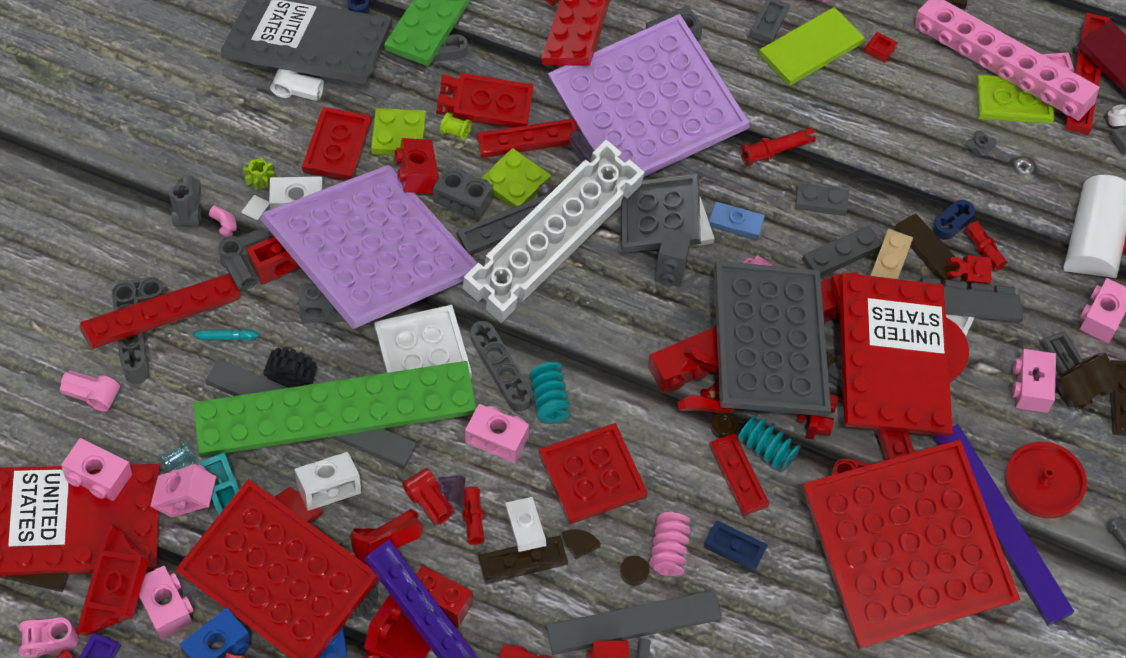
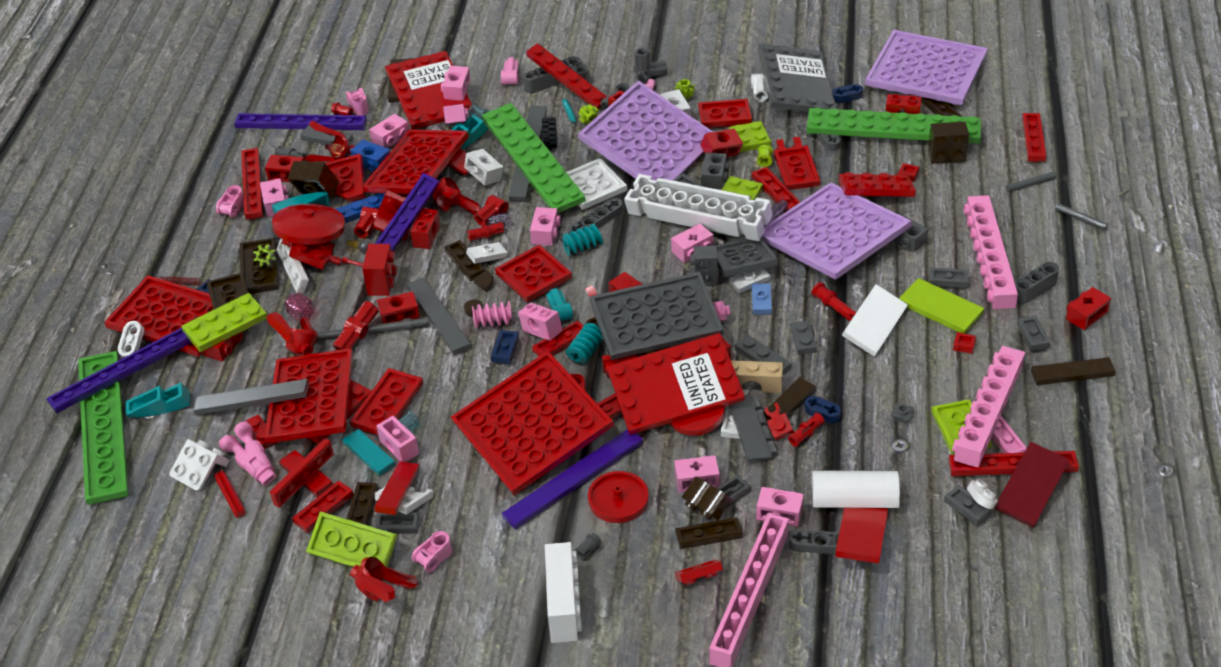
camera: 80 degrees right, 15 degrees down
(114, 583) = (395, 106): red wing -> none
(261, 309) = (588, 114): none -> lime gear
(606, 262) = (683, 243): none -> bright pink brick
(685, 456) = (558, 303): none -> teal piece
(711, 485) = (540, 321): none -> bright pink brick
(823, 116) = (874, 320): none -> white tile

